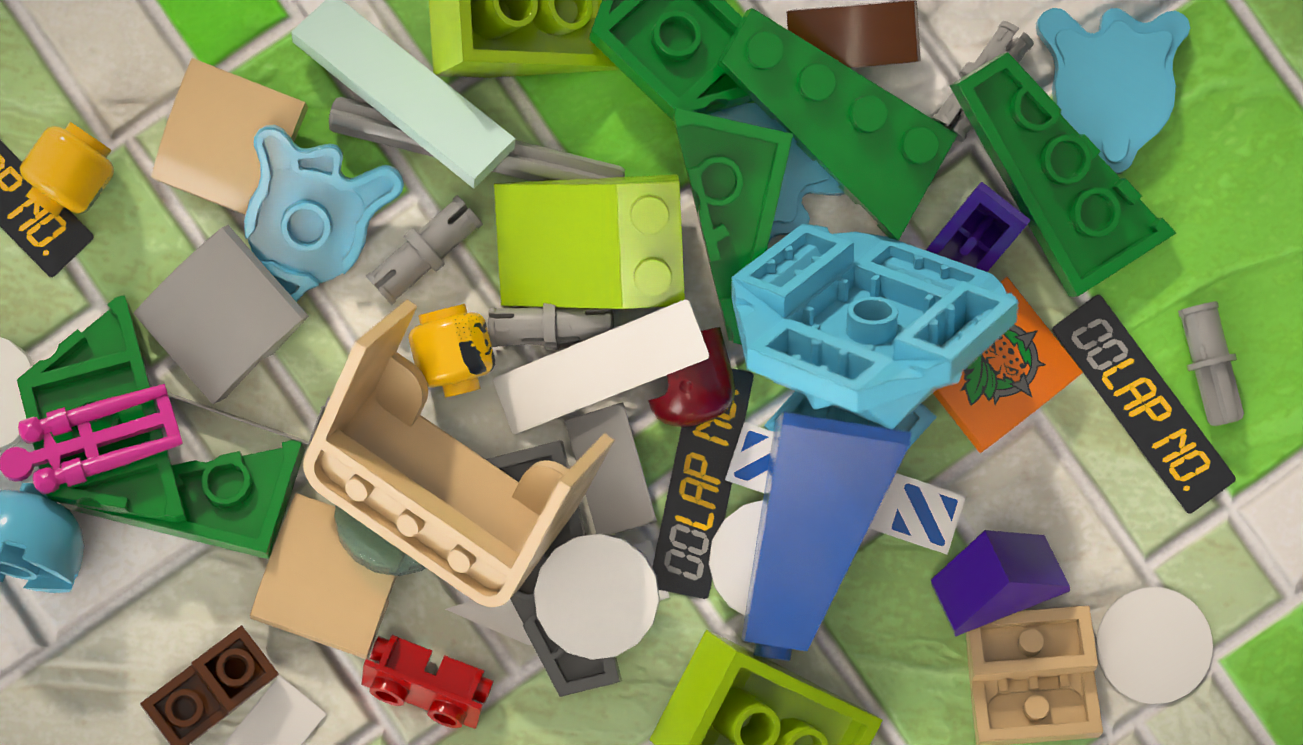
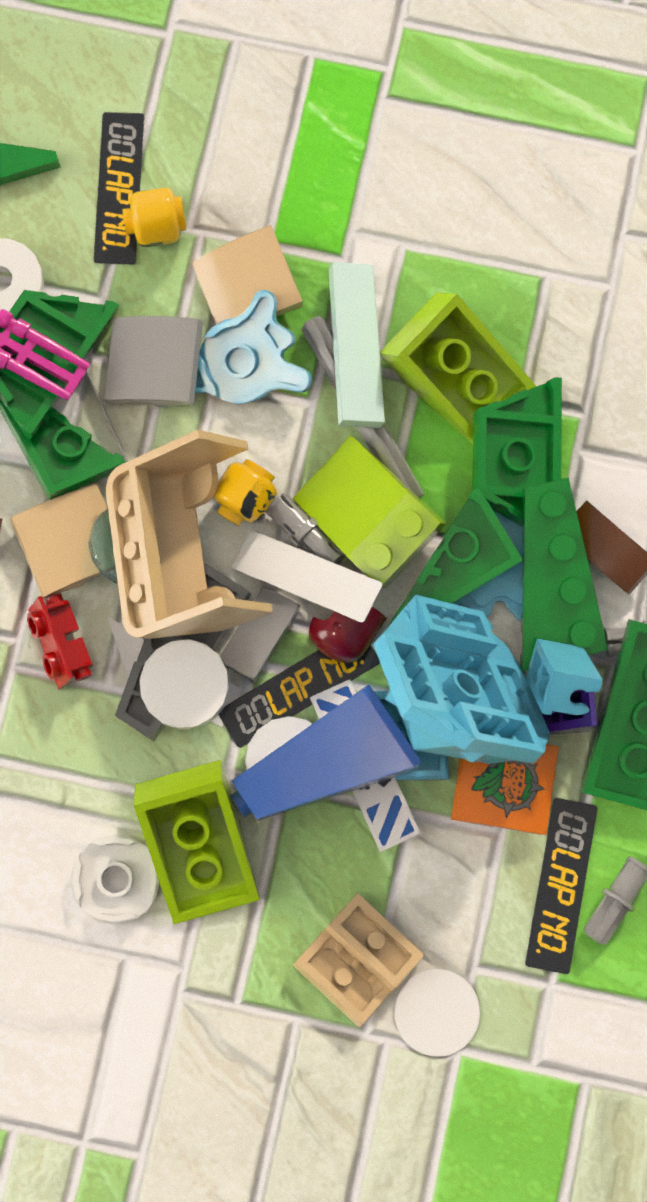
camera: 50 degrees right, 5 degrees down
(424, 250) = (284, 432): light grey pin -> none
(943, 207) = (557, 672): none -> medium azure hinge
(997, 578) = (393, 890): dark purple slope -> none

